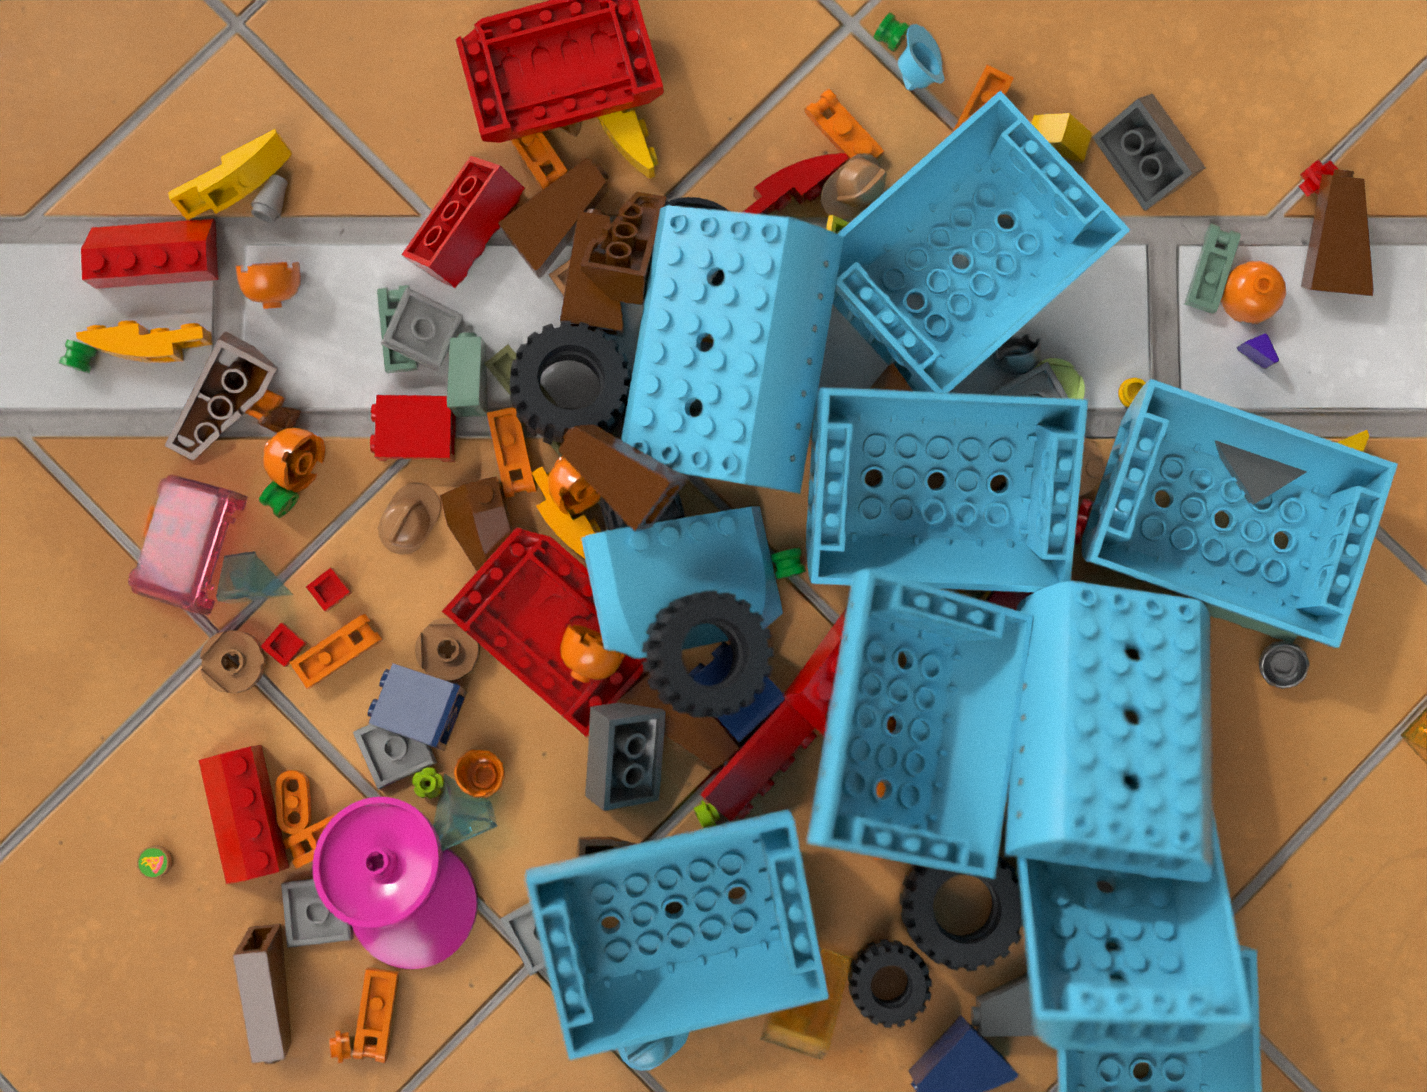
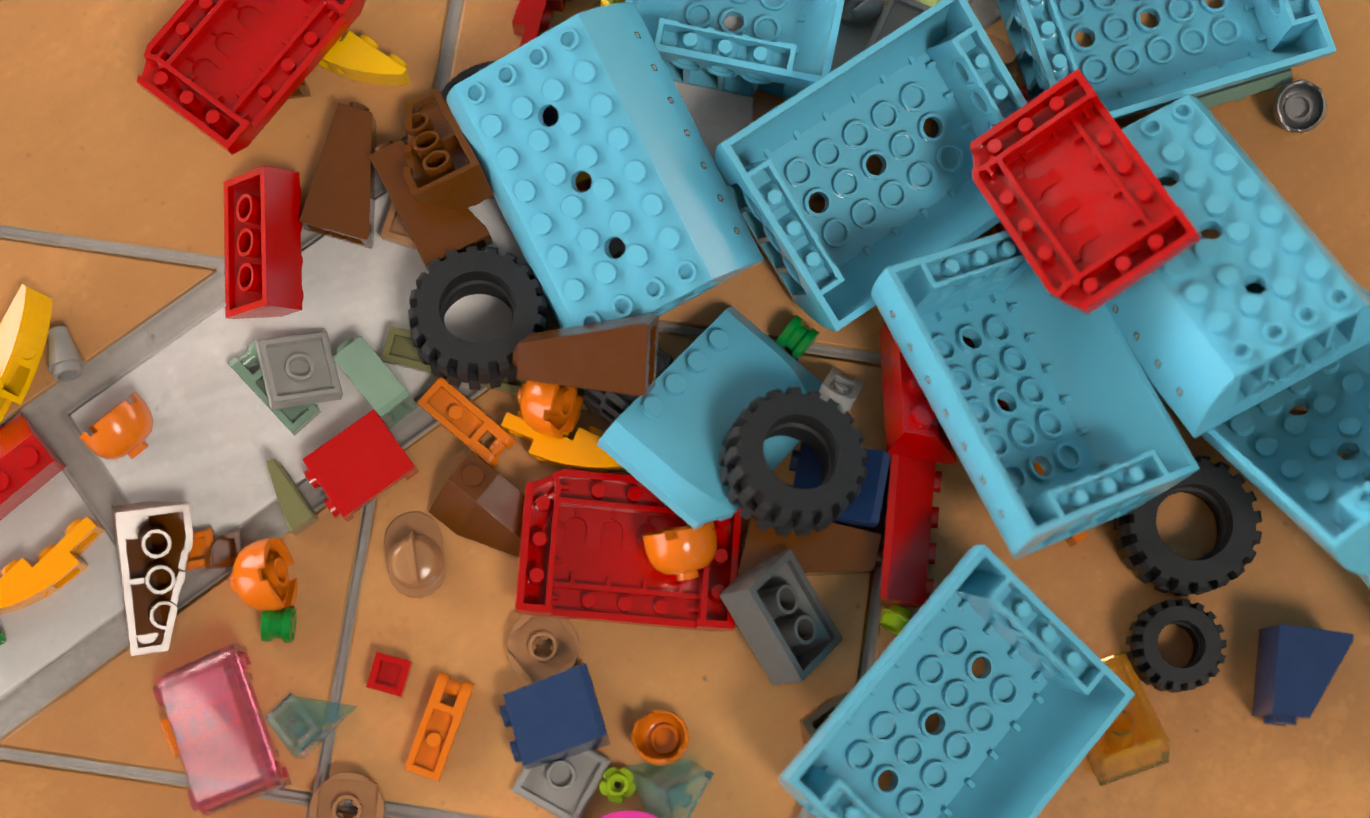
camera: 40 degrees left, 5 degrees down
(283, 644) = (385, 757): red plate -> none
(351, 416) = (294, 506): none -> olive slope
(537, 154) = (286, 135): orange plate -> none
(786, 625) = (840, 389): none -> light grey plate
(1005, 1010) = (1304, 582): dark grey slope -> none
(1055, 618) = (1078, 196): none -> red slope

